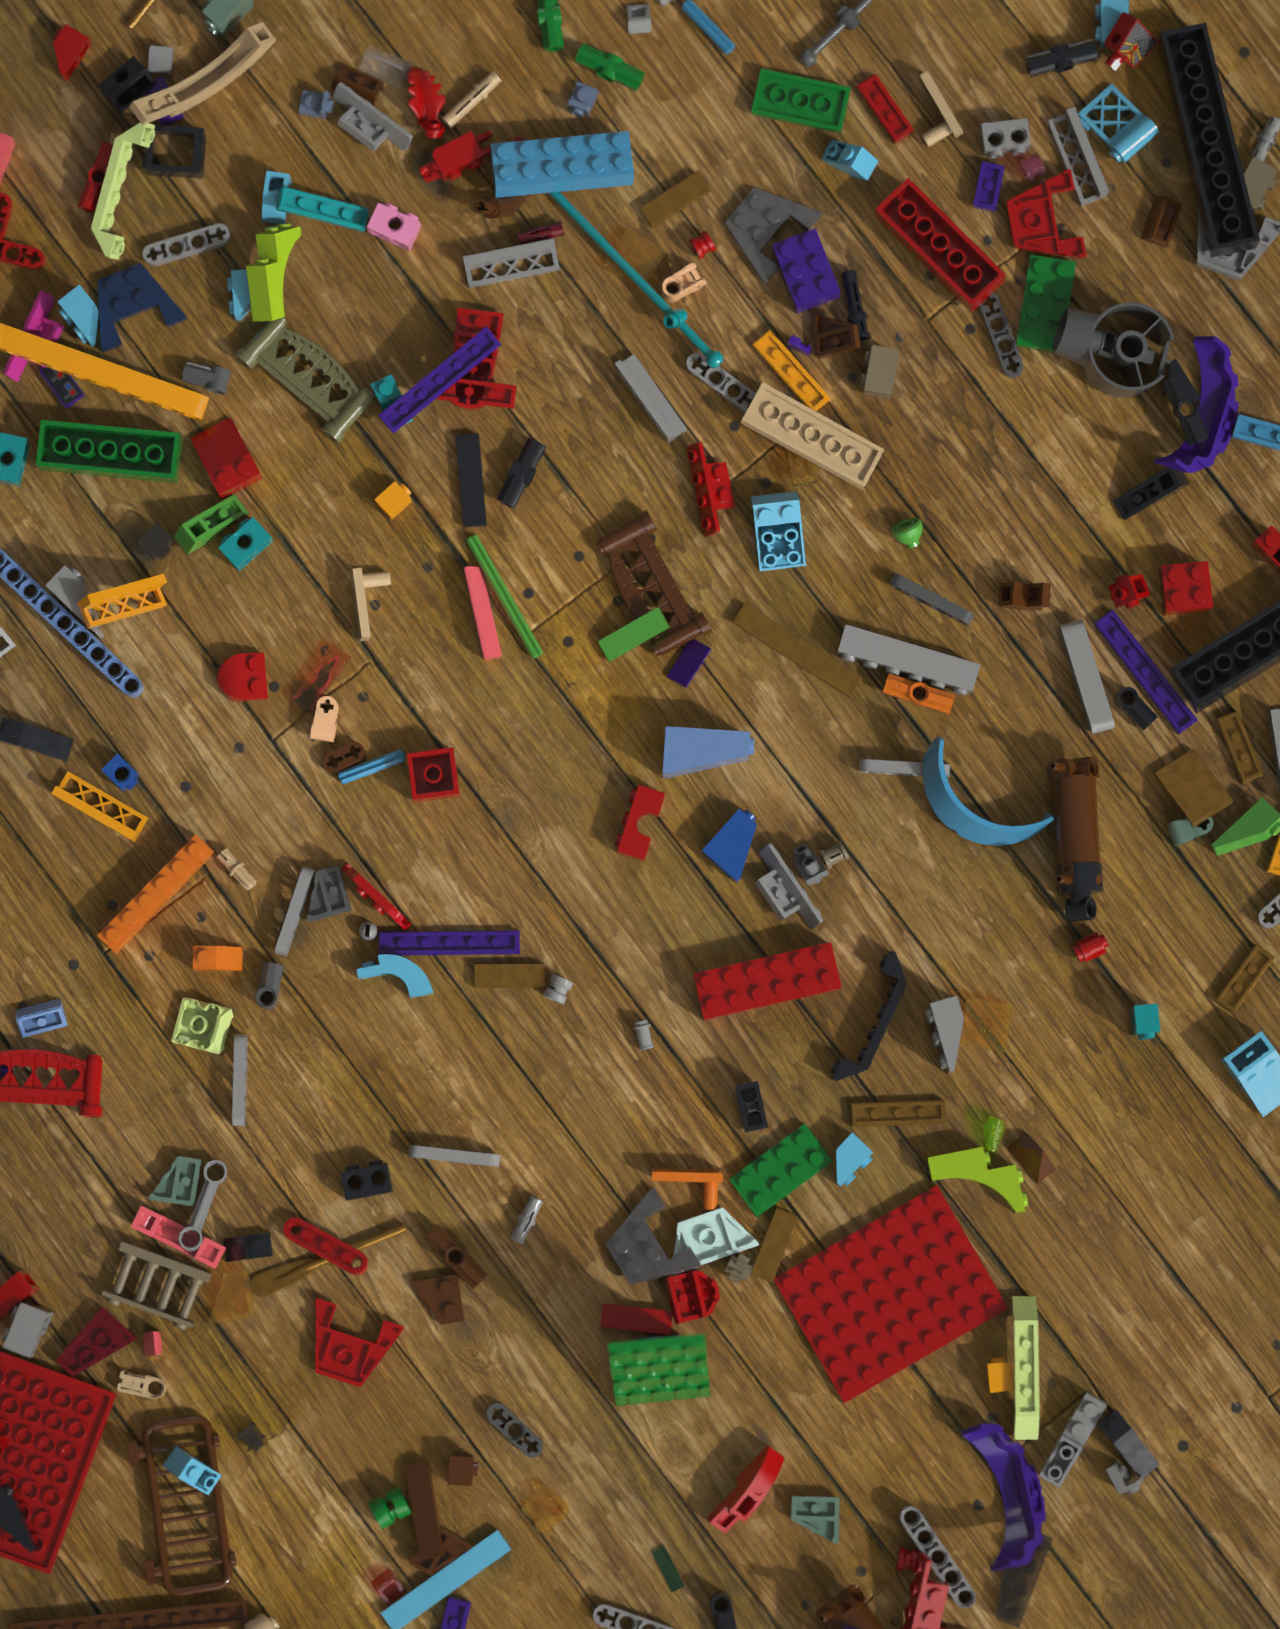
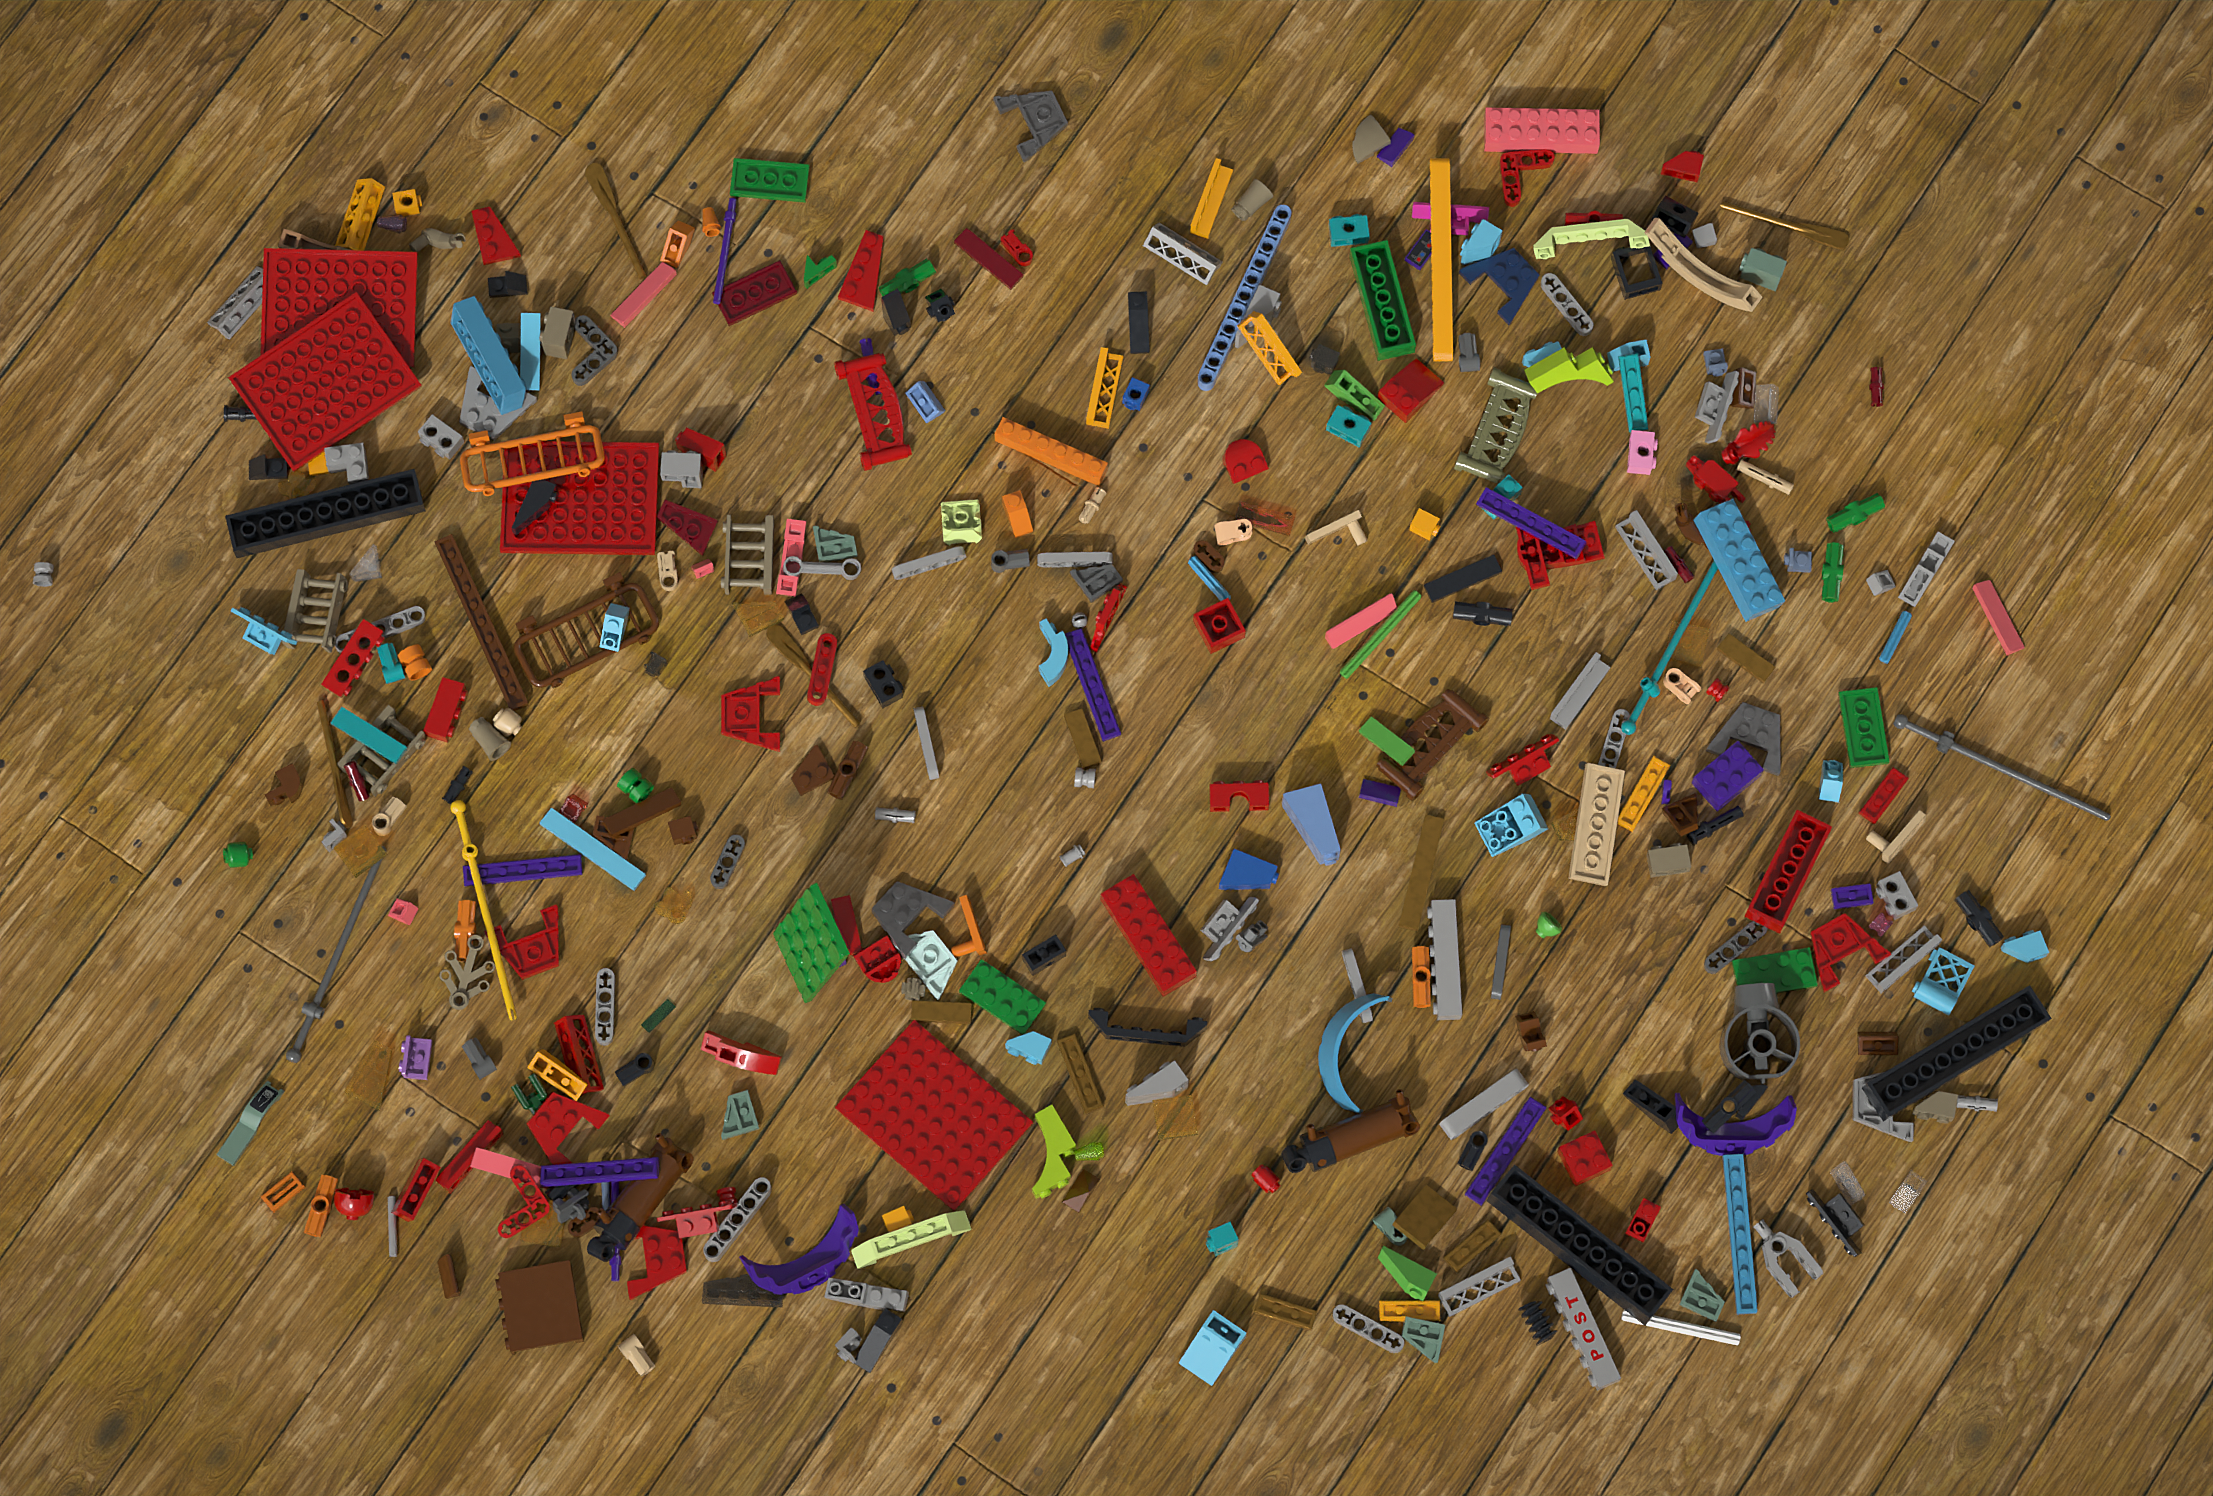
camera: 65 degrees right, 10 degrees down
(826, 855) = (1266, 948): dark tan bush -> none
(1128, 42) = (2011, 965): torso -> none

